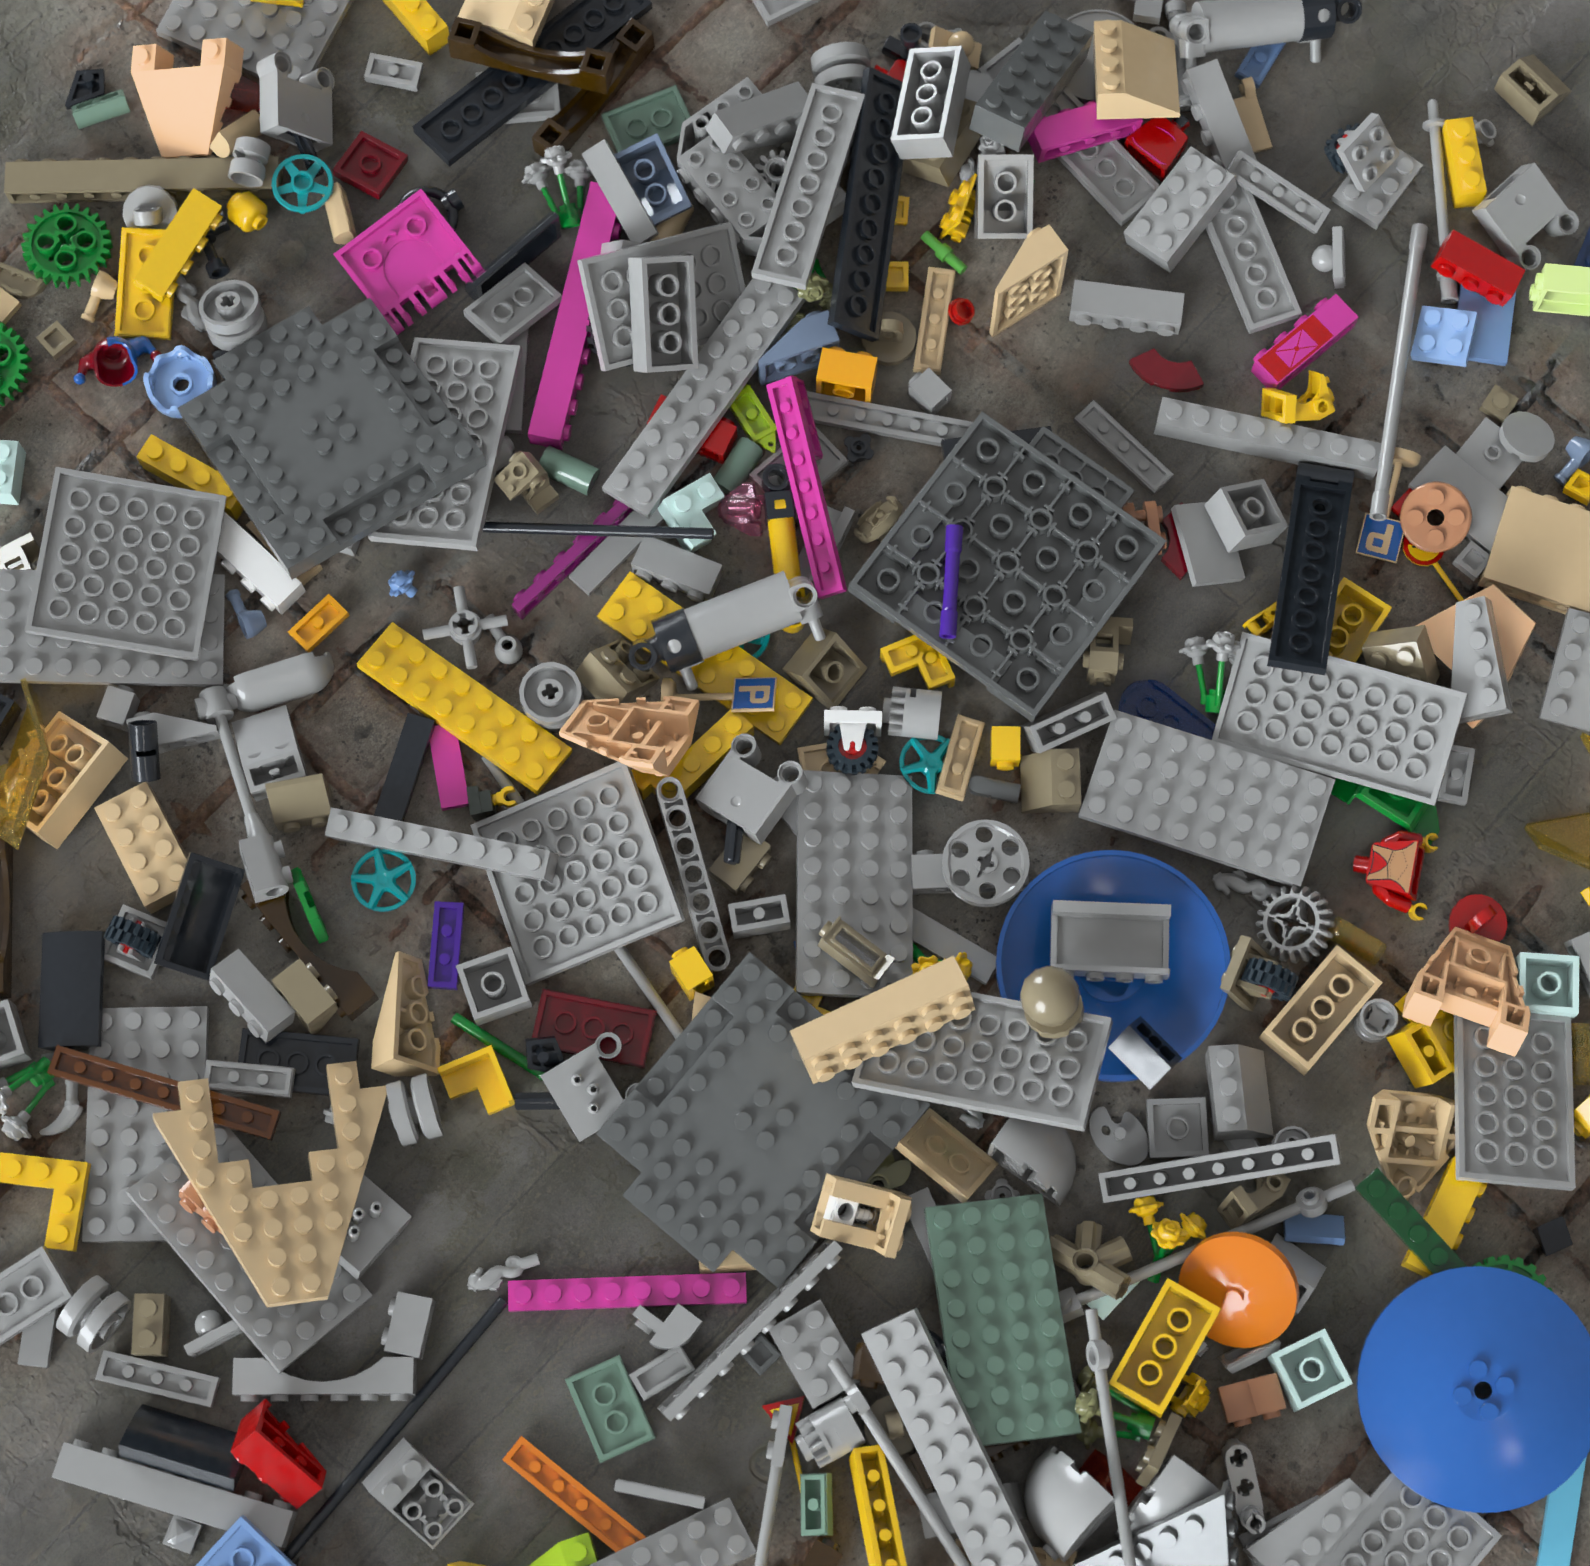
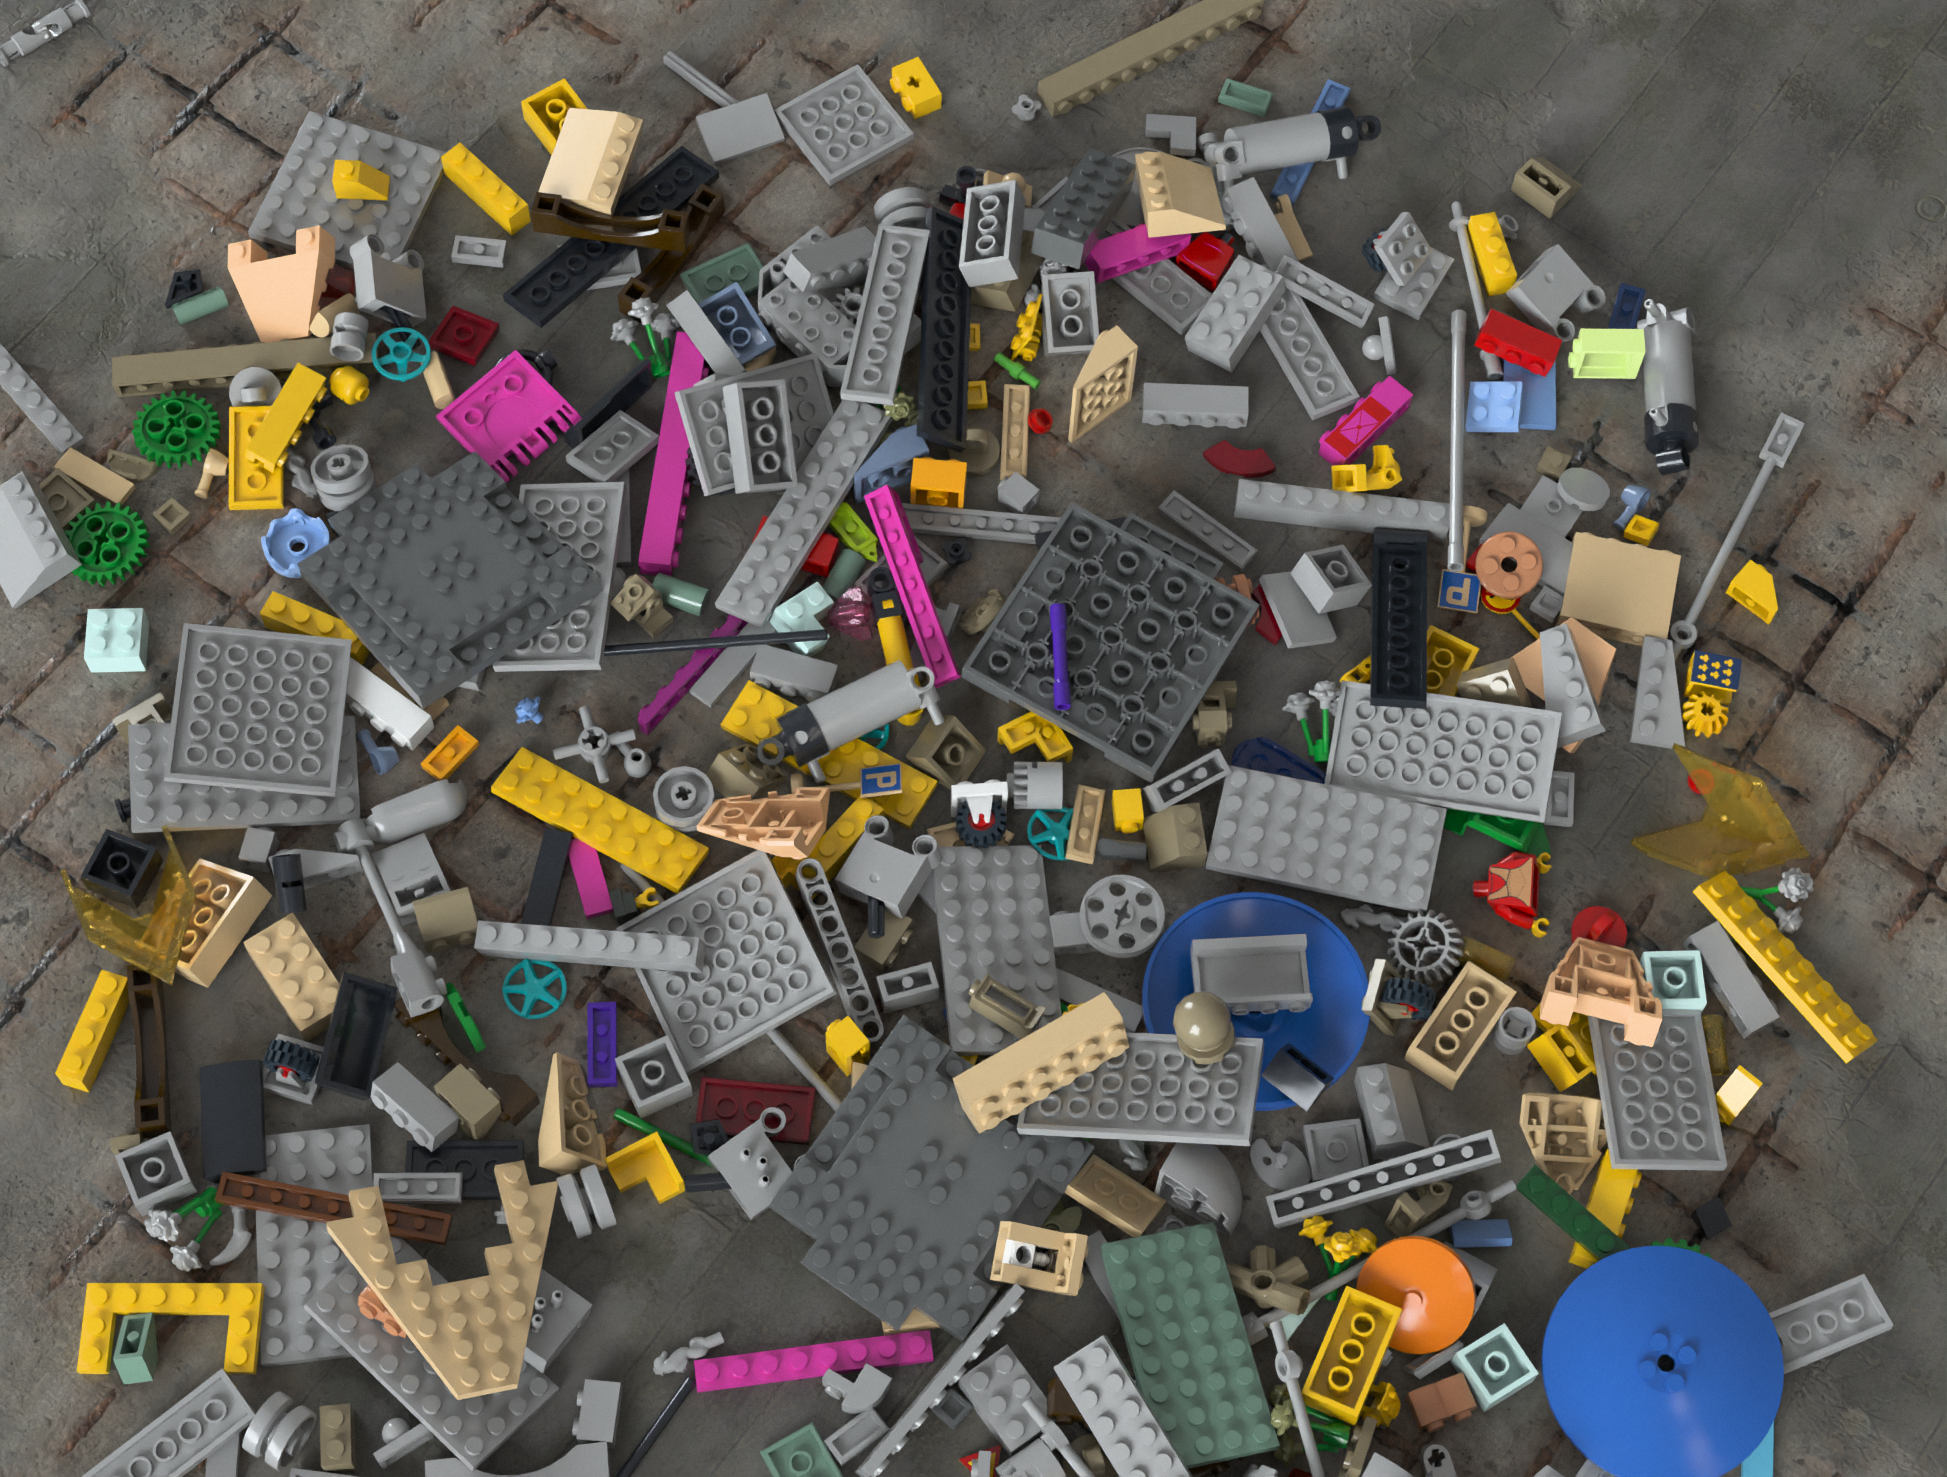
camera: 10 degrees left, 10 degrees down
(115, 360) = (231, 529): dark red piece -> none

